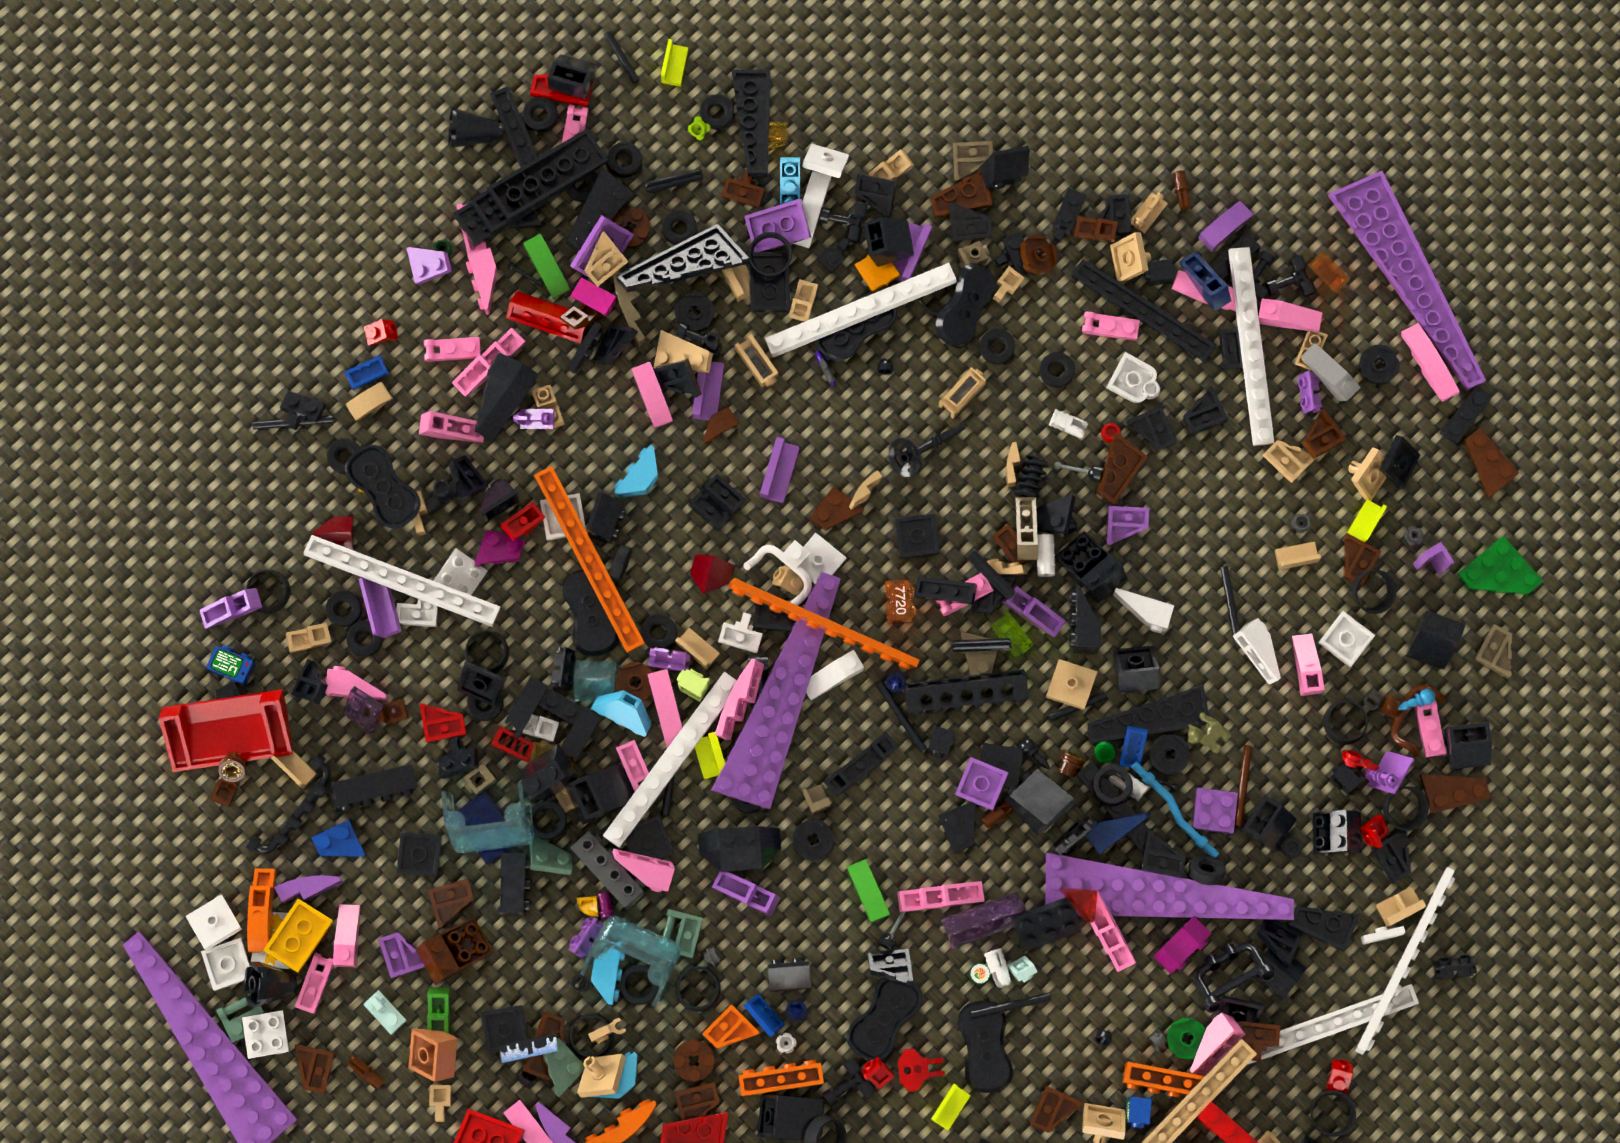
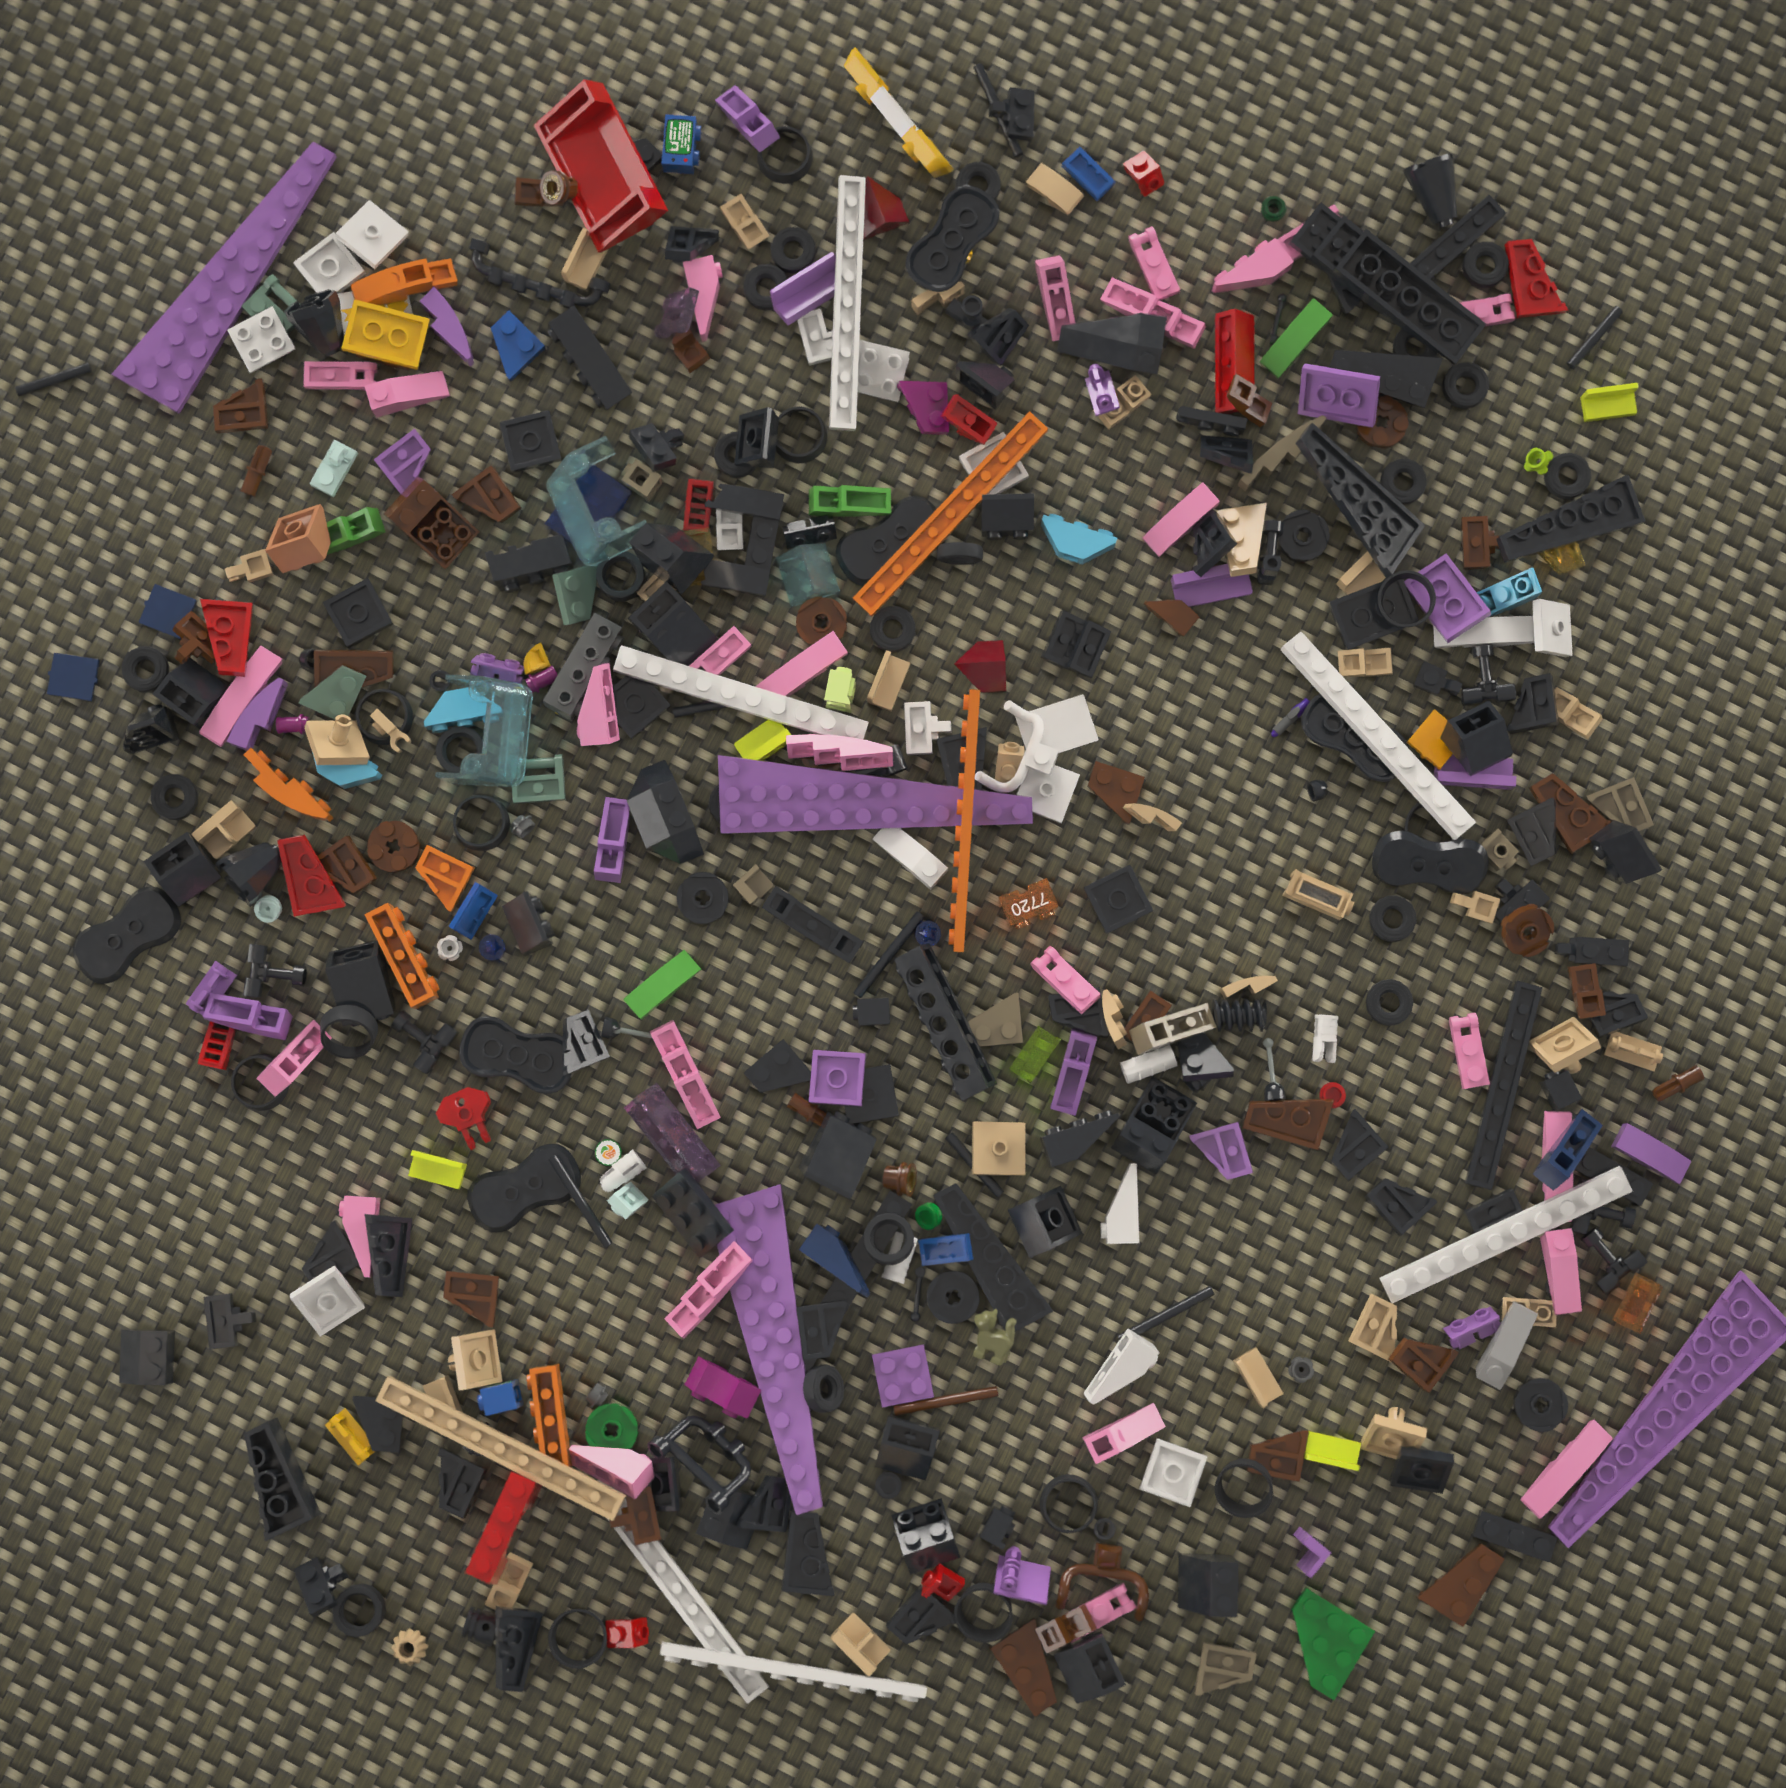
camera: 75 degrees right, 5 degrees up
(244, 506) = (874, 90): none -> yellow piece
(428, 264) = (1247, 197): wing -> none
(441, 724) = (694, 411): red wing -> none
(528, 1048) = (342, 646): sticker -> none
(551, 631) = (849, 501): none -> bright green slope
(571, 76) = (1546, 282): black slope -> none
(573, 1107) = (291, 724): none -> magenta pin
(594, 297) = (1277, 408): dark pink hinge -> none
(604, 260) = (1326, 401): tan wing -> none
(624, 711) = (781, 620): medium azure slope -> none
(673, 661) = (861, 652): medium lavender hinge -> none
(674, 180) = (1460, 454): black axle -> none
(757, 361) = (1267, 632): tan window -> none
(773, 529) = (1065, 725): none -> white sticker
(779, 471) = (1141, 705): medium lavender panel -> none
(877, 1072) = (448, 1068): red bracket -> none
(914, 454) = (1218, 858): black dish -> none
(945, 590) = (1059, 955): black plate -> none
(981, 645) = (1008, 1021): black axle -> none
(991, 575) = (1098, 1004): black axle -> none
(1028, 747) = (903, 1120): black bar -> none
(1071, 836) = (809, 1208): black wing -> none
(1083, 901) = (731, 1247): clear red slope -> none
(1103, 1037) = (579, 1327): black hinge -> none
(1134, 380) = (1410, 1102): white plate -> none
(1149, 779) = (859, 1369): dark azure bar -> none
(1354, 759) = (1022, 1528): red plate -> none
(1382, 934) = (818, 1632): white plate -> none
(1411, 540) = (1327, 1517): dark grey plate -> none
(1425, 697) = (1131, 1594): dark azure bar -> none
(1435, 753) = (1066, 1628): none -> reddish brown slope
(1464, 965) = (814, 1746): black hinge -> none

